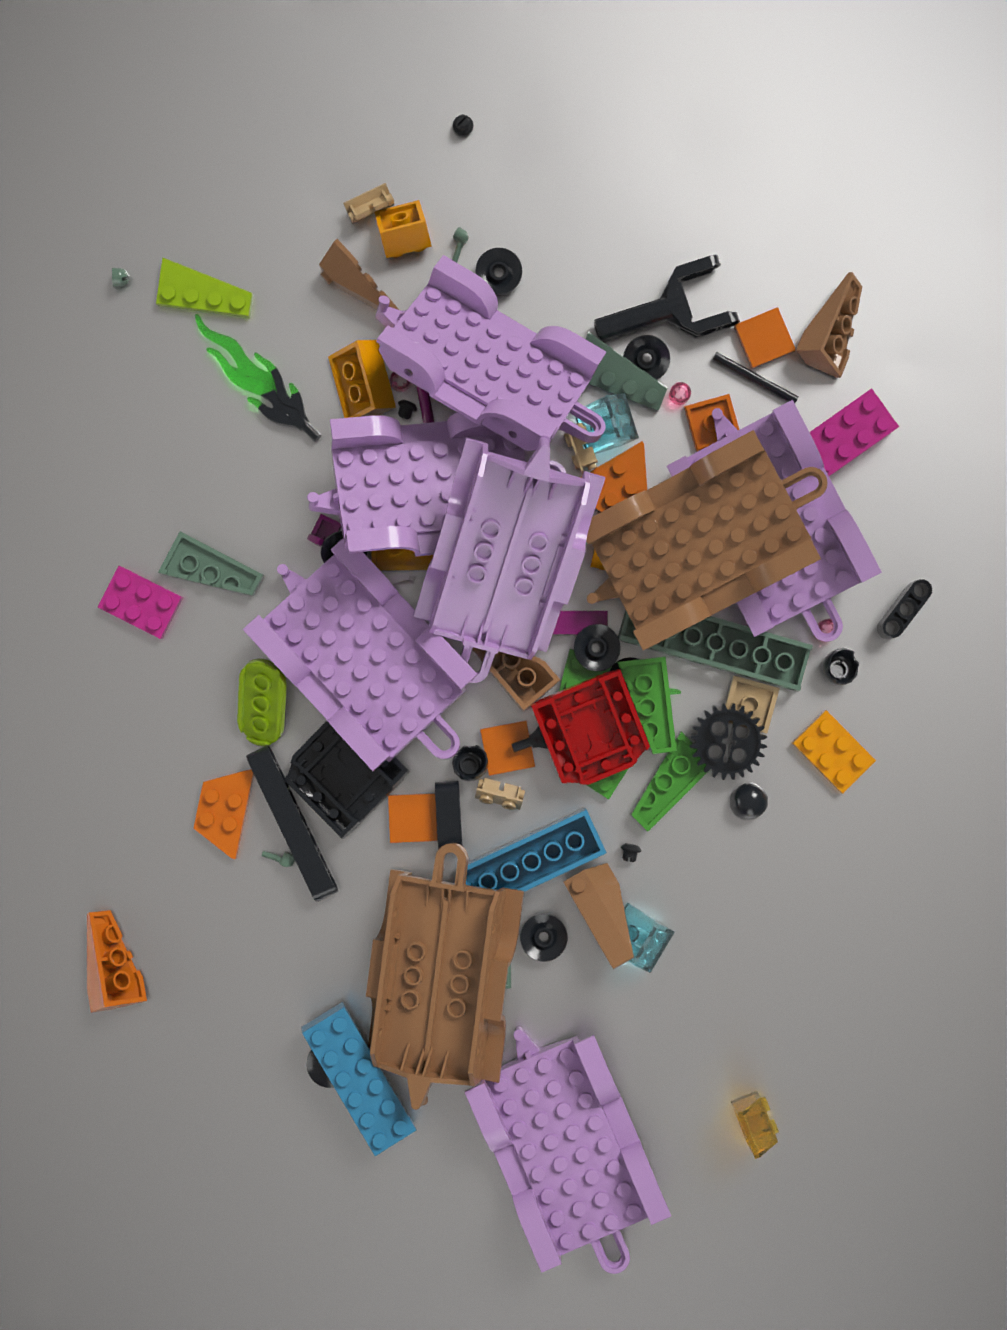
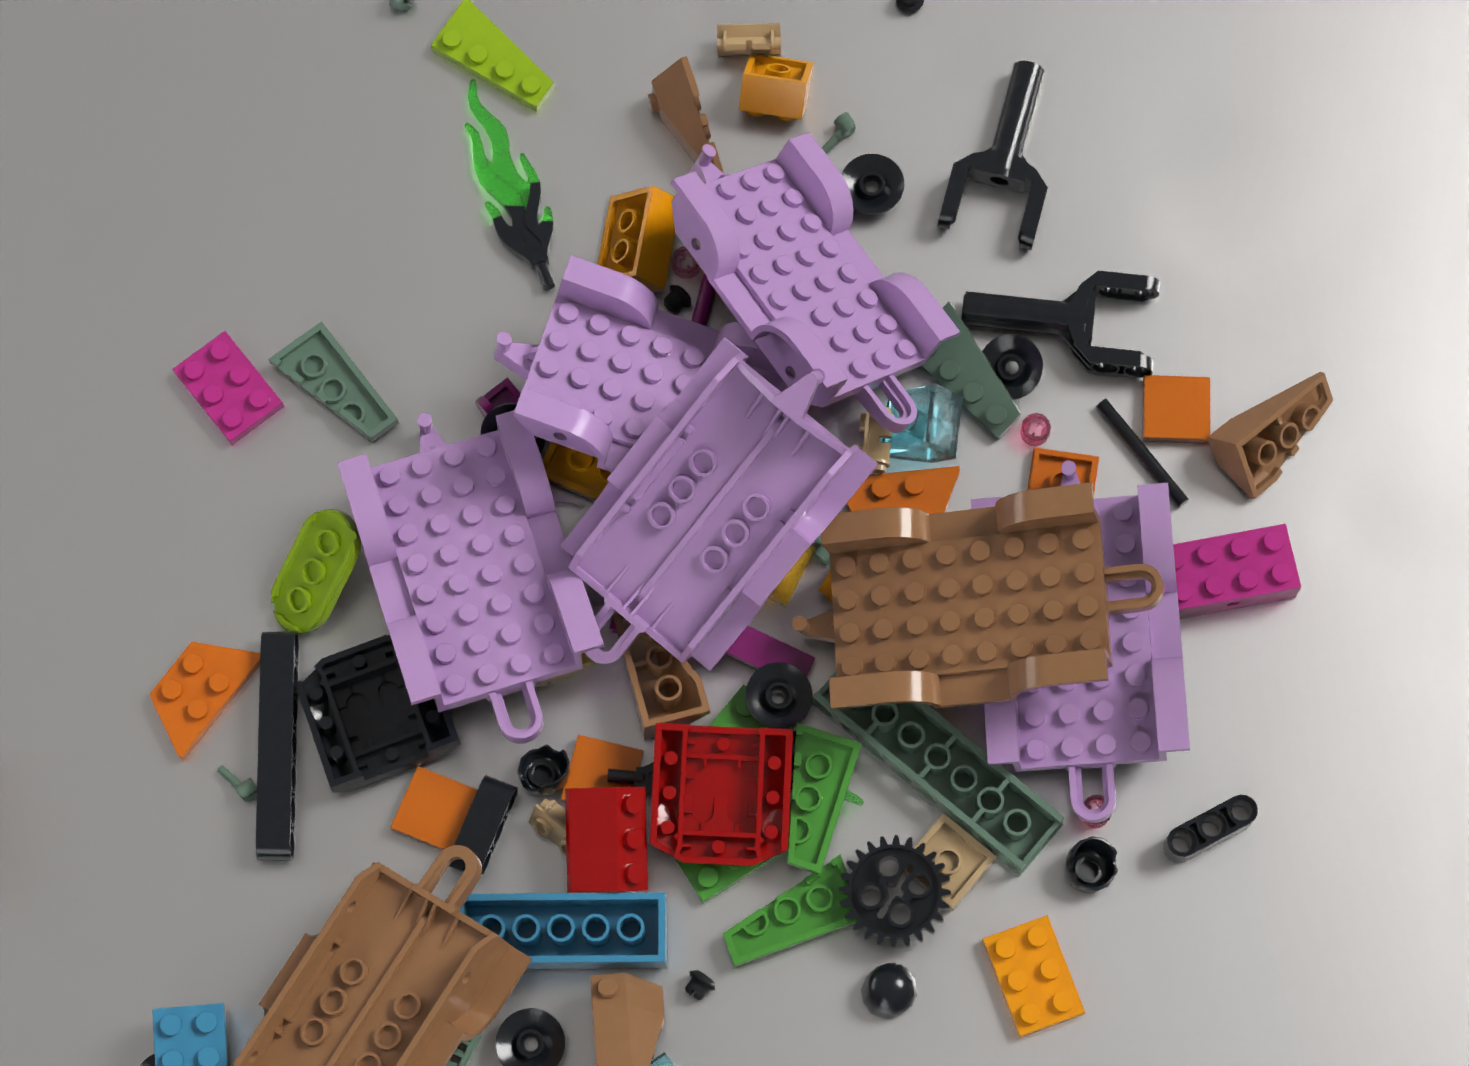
camera: 30 degrees right, 15 degrees down
(533, 792) = (606, 839): none -> red slope
(579, 216) = (1004, 162): none -> black piece

